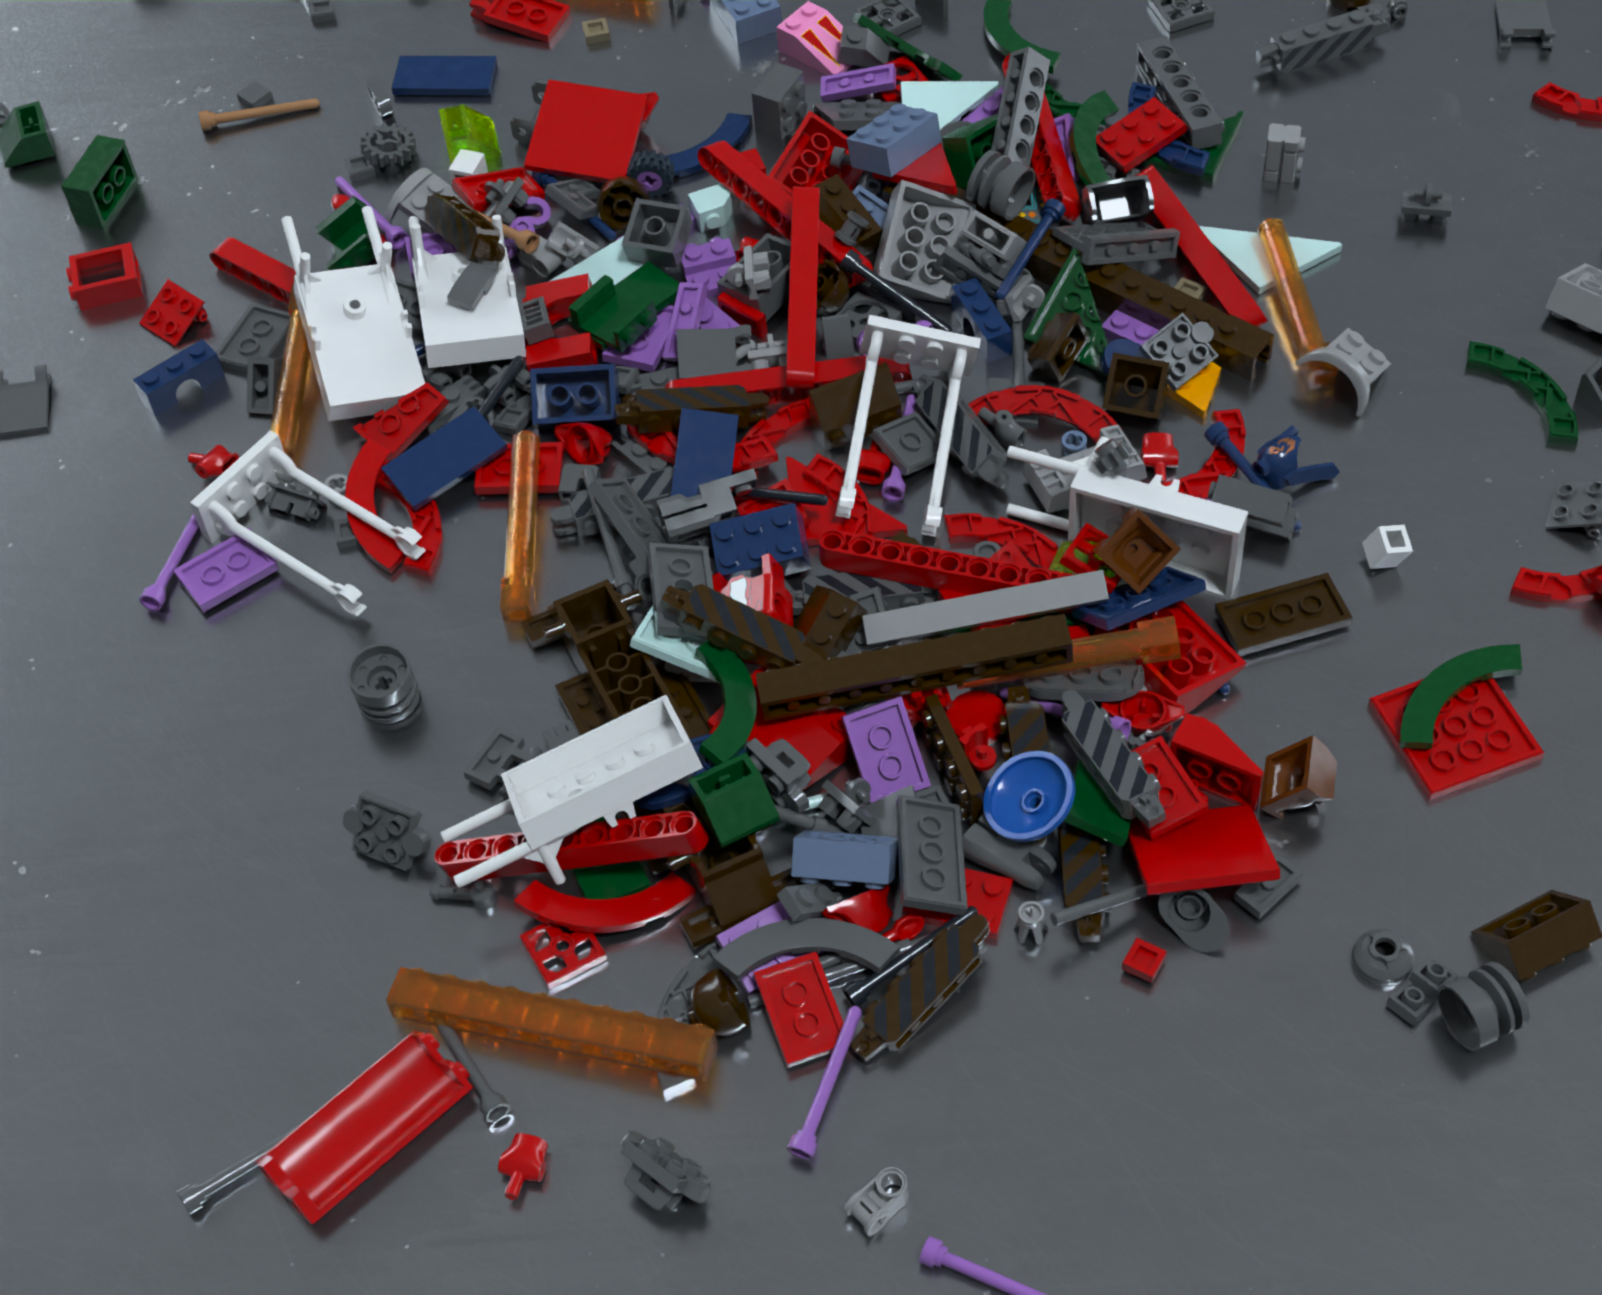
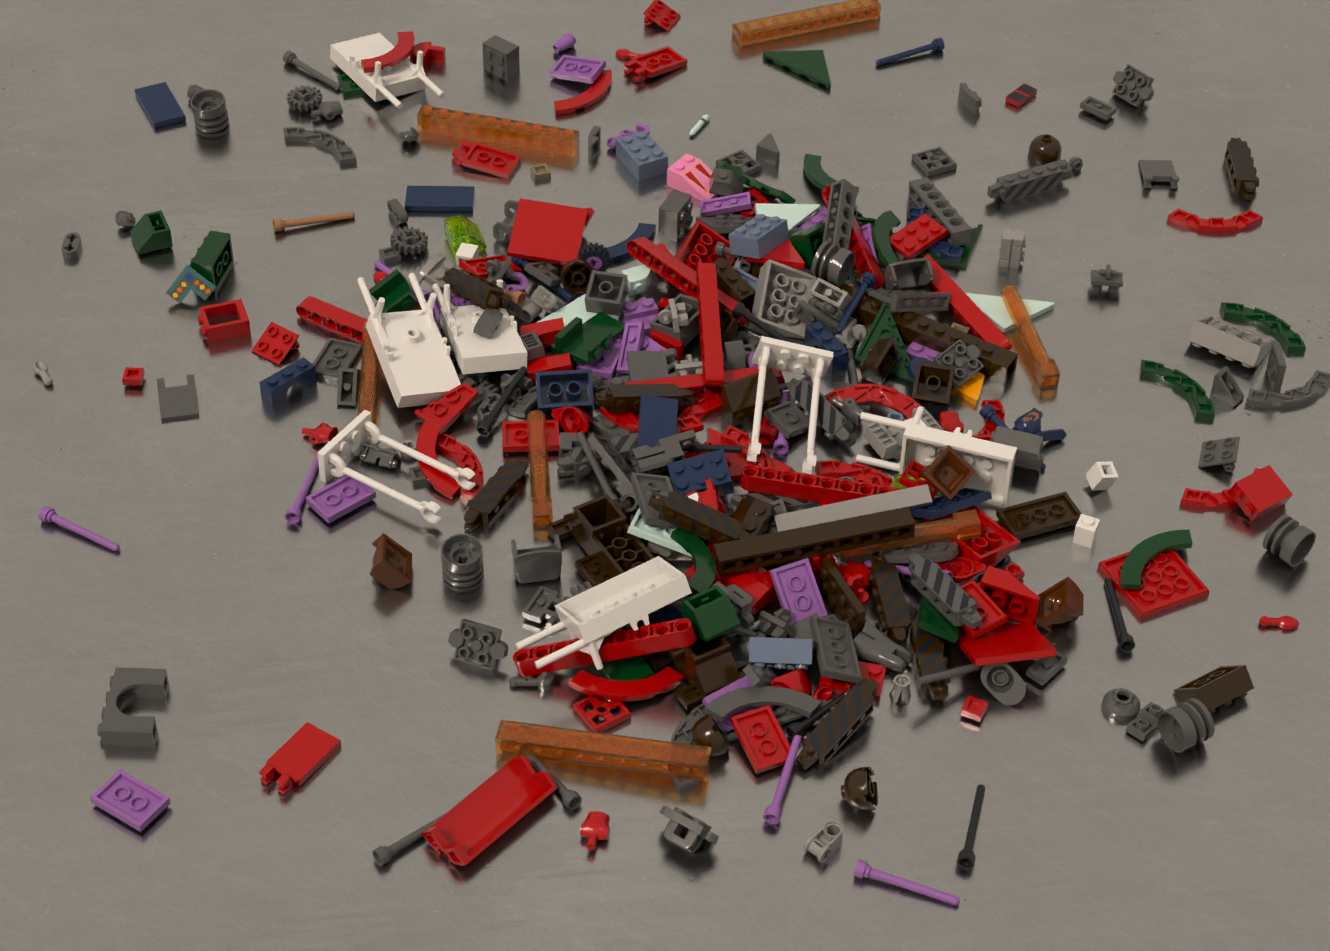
camera: 10 degrees left, 10 degrees down
(60, 213) = (190, 280): none -> dark grey tile
(95, 1018) = (299, 757): none -> red tile
(254, 95) = (308, 210): dark grey tile -> none
(278, 686) = (391, 563): none -> reddish brown brick
(444, 458) = (481, 428): dark blue tile -> none
(453, 567) = (496, 494): none -> dark brown hinge
(494, 688) = (537, 563): none -> dark grey piece
(851, 228) = (736, 290): dark grey bush -> none
(946, 1107) = (860, 789): none -> dark brown cylinder
(1019, 787) = (895, 613): blue dish -> none
(1103, 1236) = (966, 856): none -> black piece
(1112, 457) = (929, 416): dark grey gear -> none
(1234, 709) = (1015, 570): none -> red plate
(1353, 643) = (1086, 531): none -> white brick
(1355, 359) = (1072, 368): light grey piece -> none
(1399, 843) = (1125, 640): none -> black piece

